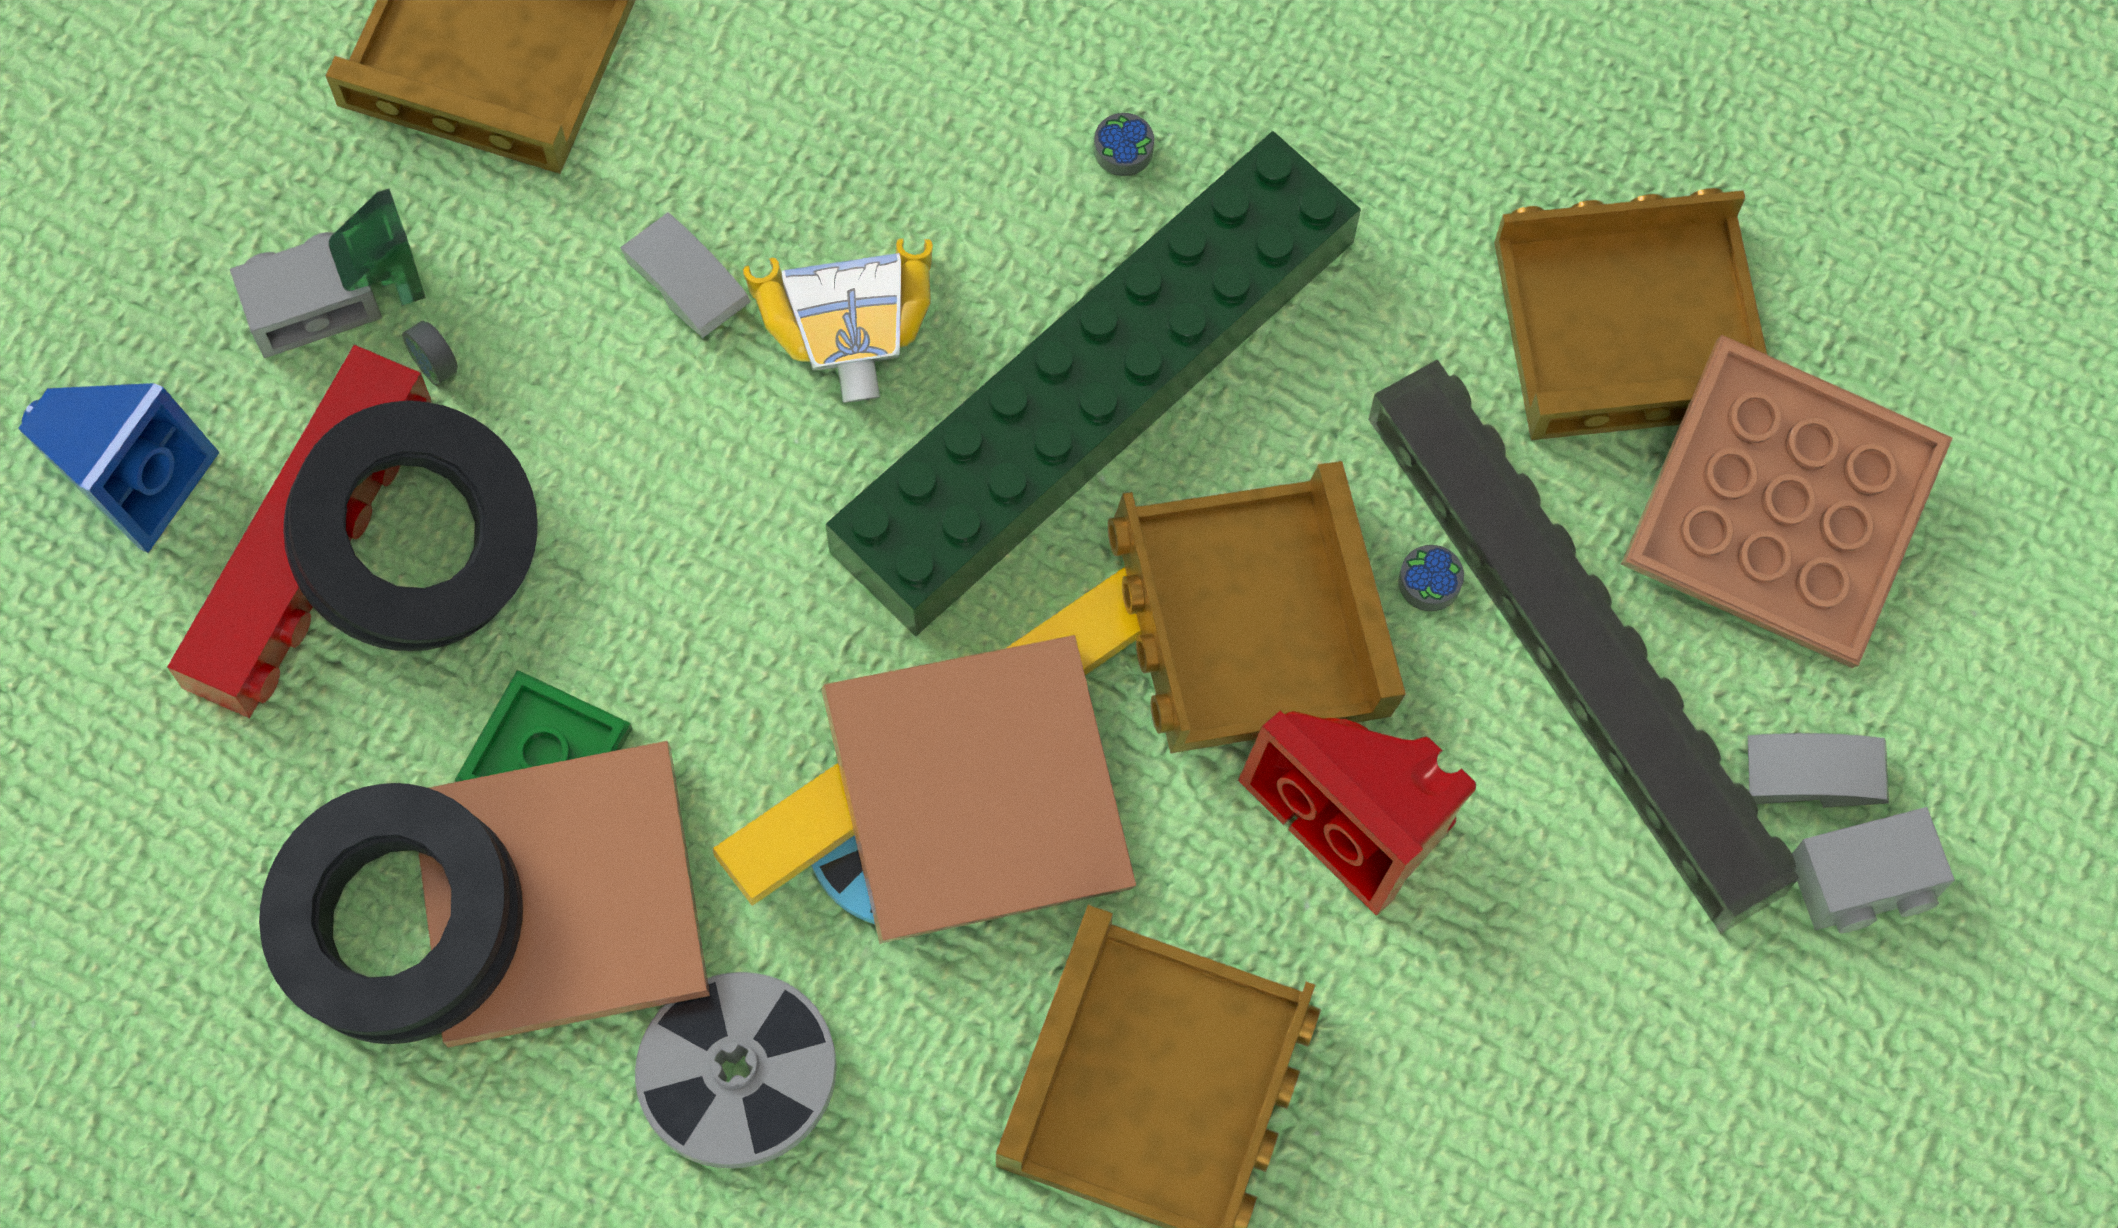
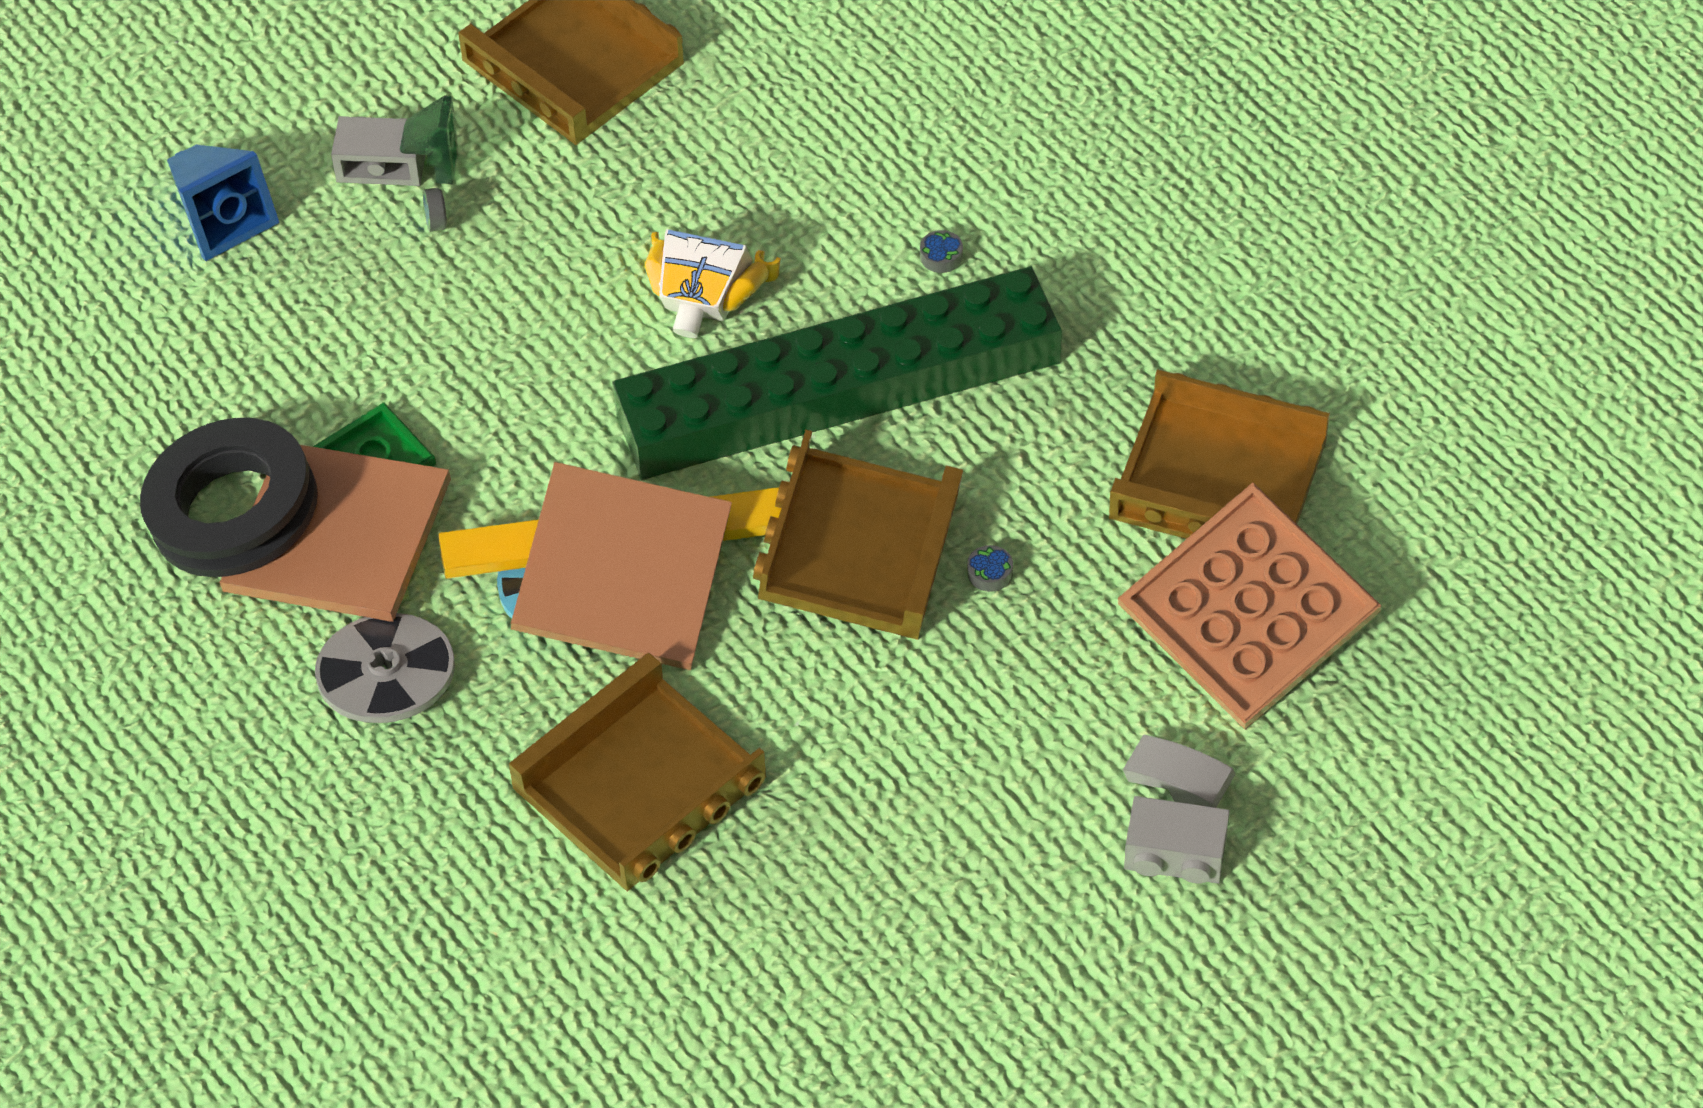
camera: 30 degrees right, 15 degrees down
(256, 603) = (299, 277): red brick -> none
(415, 437) = (365, 234): black tyre -> none
(685, 274) = (616, 224): light grey slope -> none
(1360, 797) = (857, 662): red piece -> none
(1583, 648) = (1062, 642): clear smoke brick -> none

